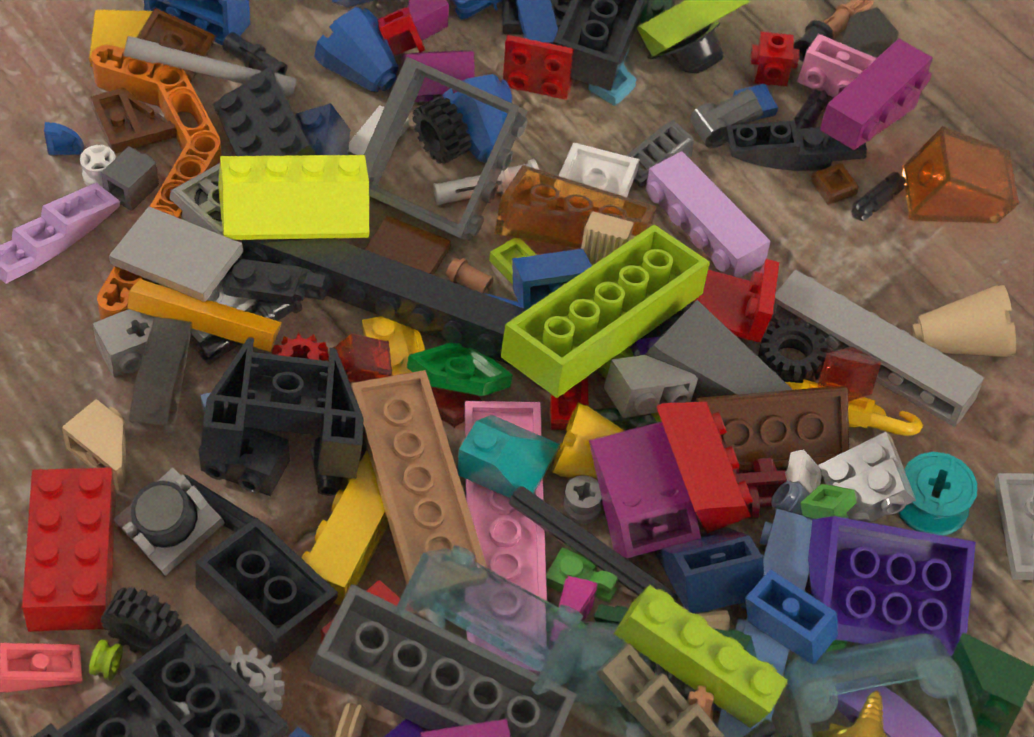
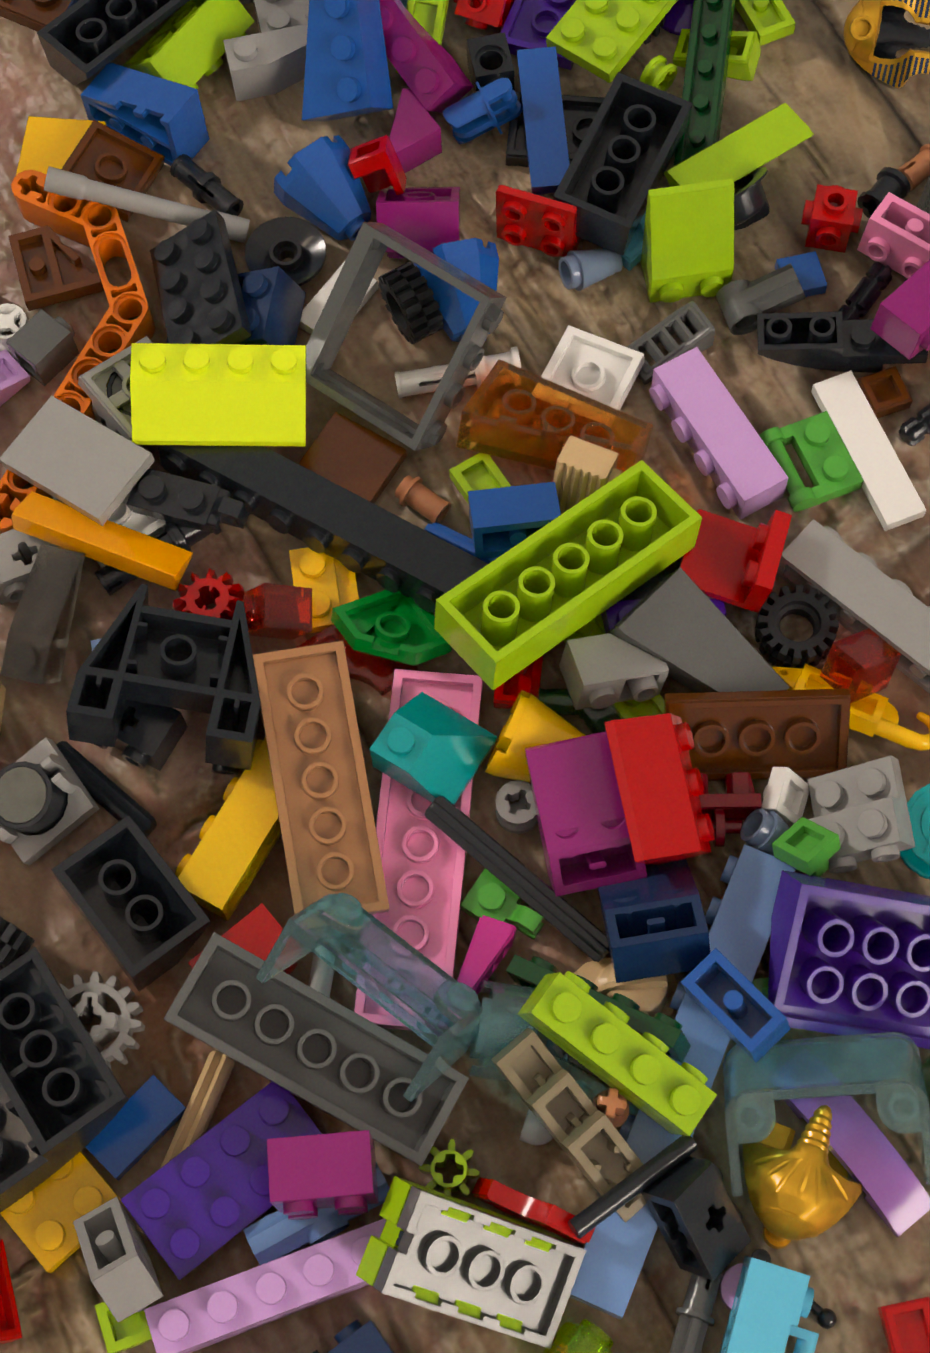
camera: 15 degrees right, 15 degrees up
(334, 89) = (287, 239): none -> black dish
(581, 102) = (588, 267): none -> sand blue cone
(664, 73) = (688, 240): none -> lime slope
(792, 230) = (822, 457): none -> bright green plate
(829, 225) = (883, 474): none -> white tile

